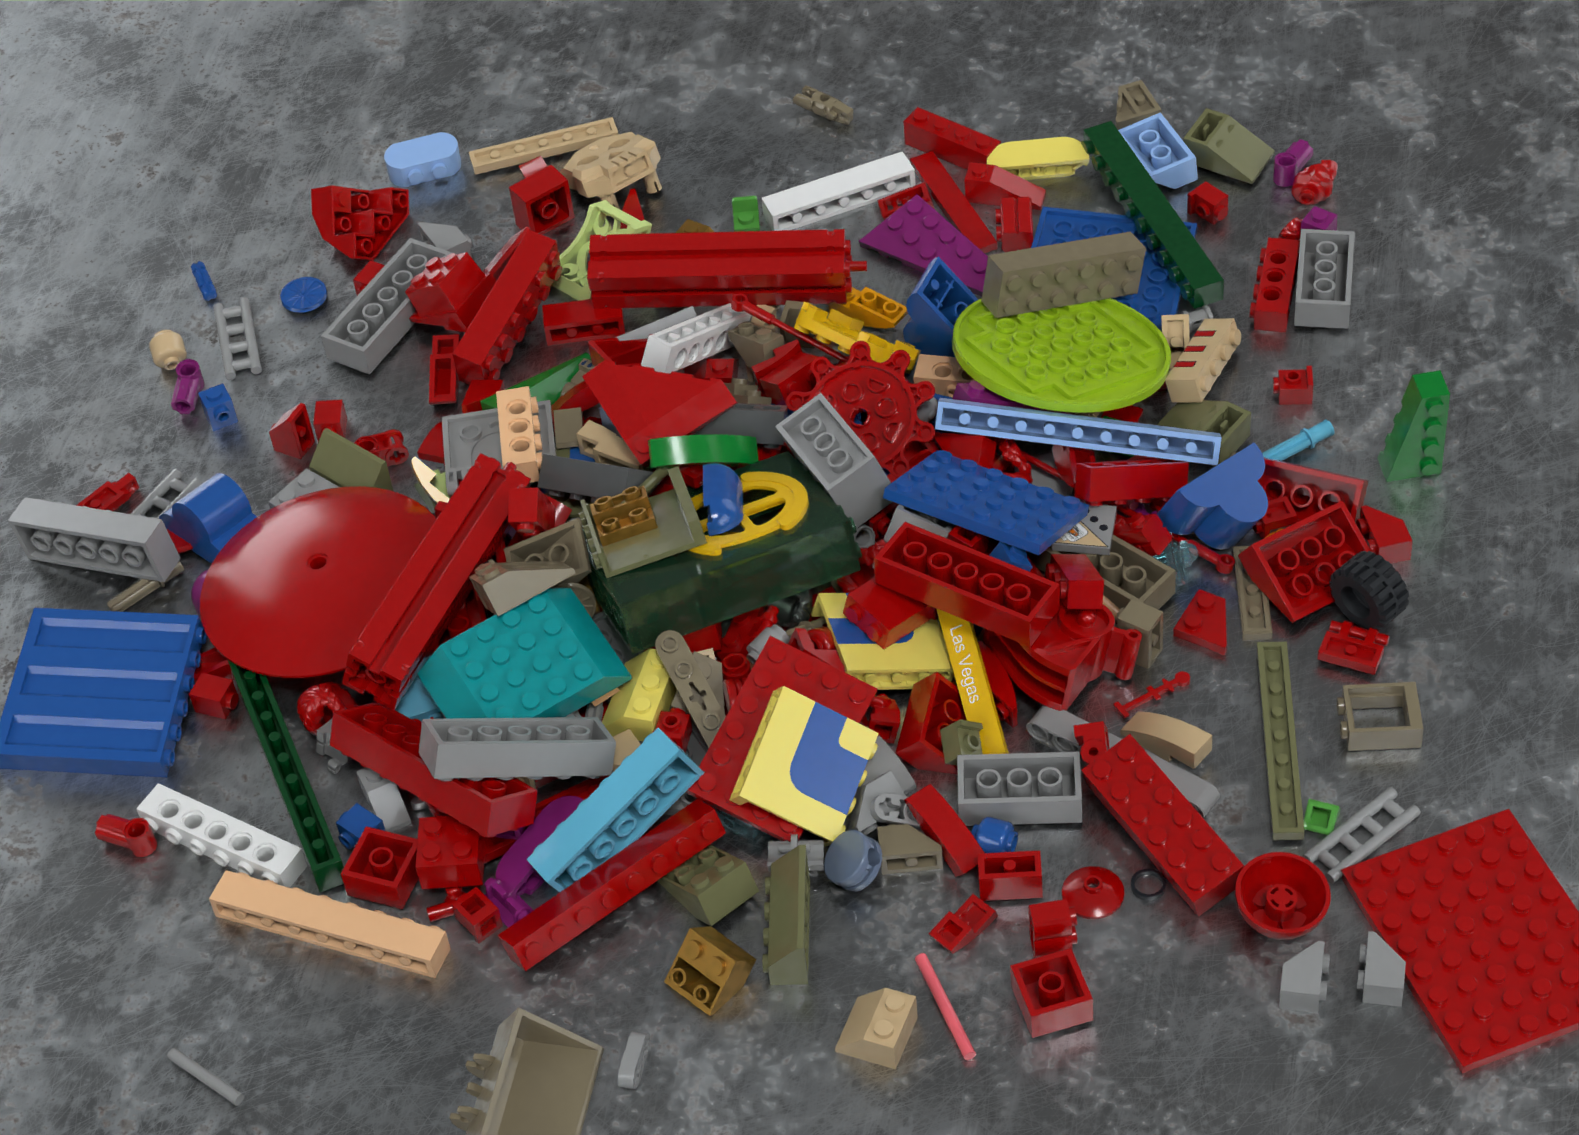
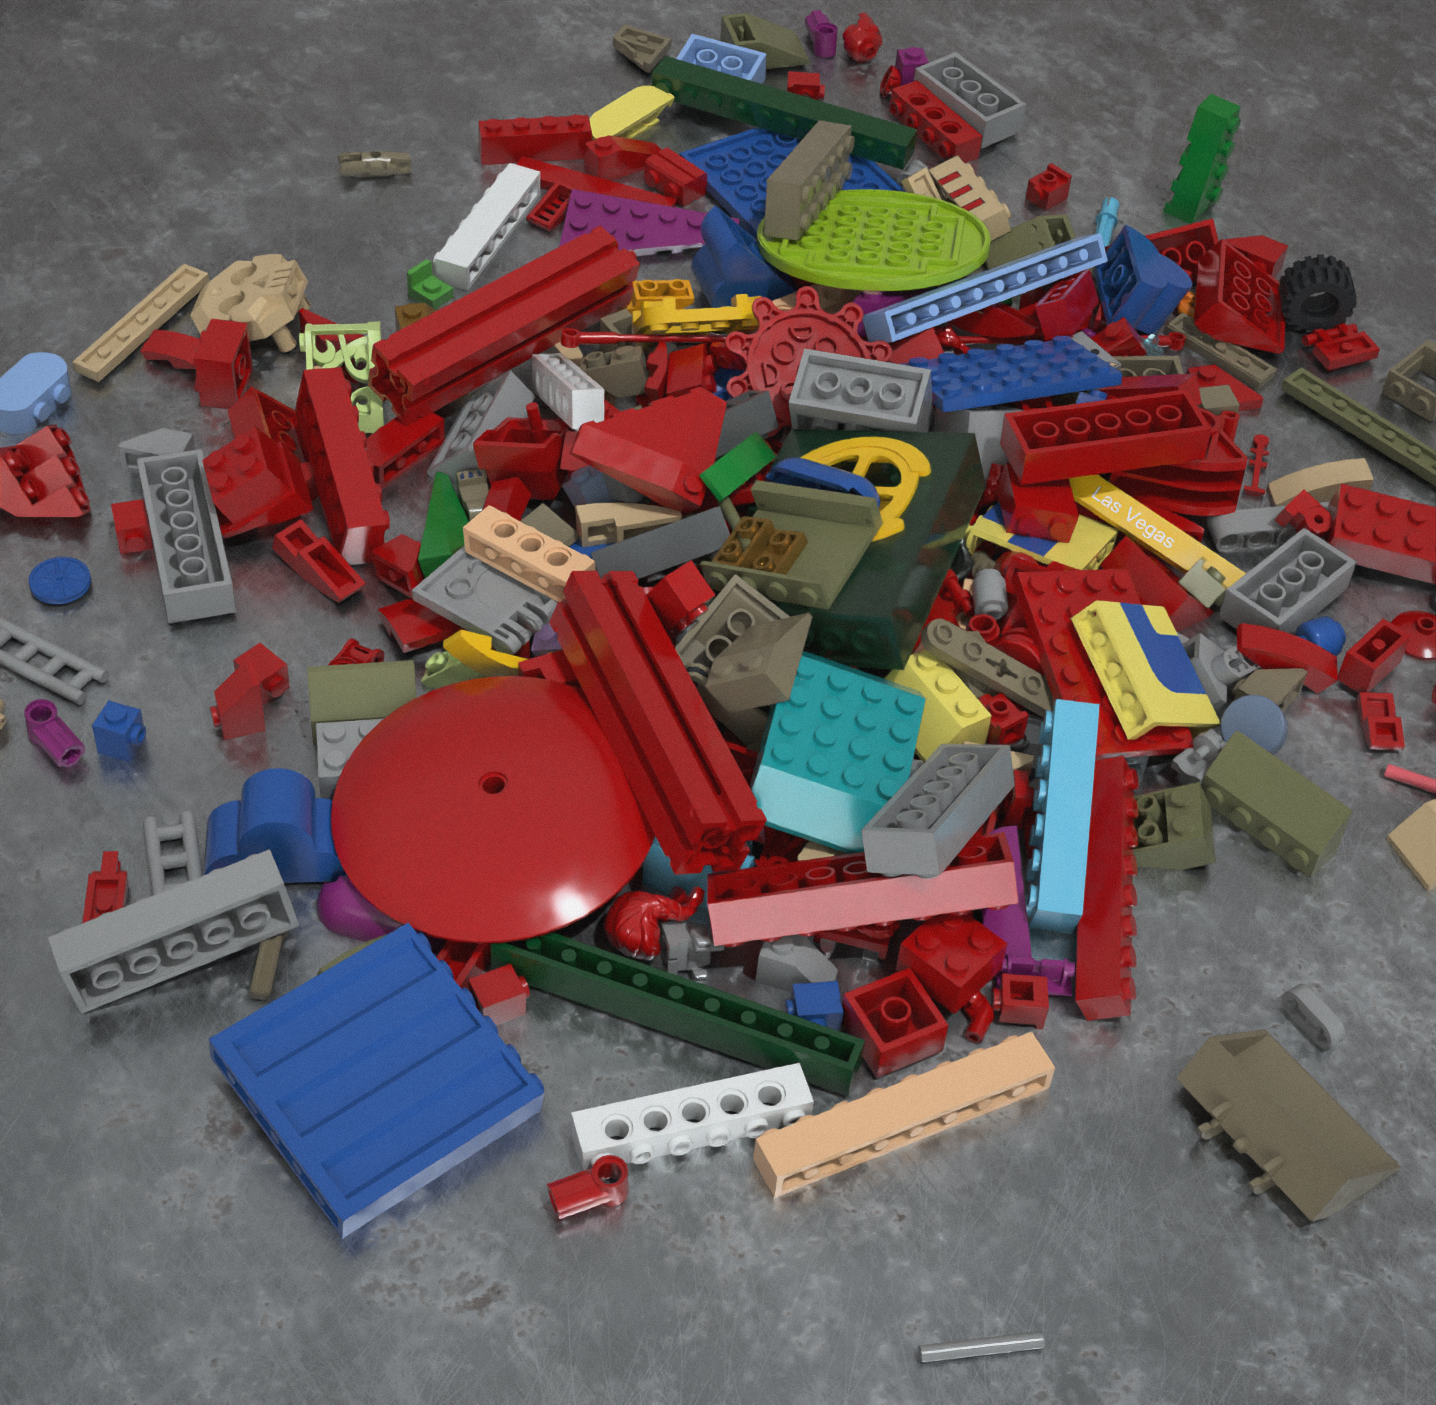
camera: 55 degrees left, 0 degrees up
(709, 969) = (1266, 898): pearl gold slope -> none

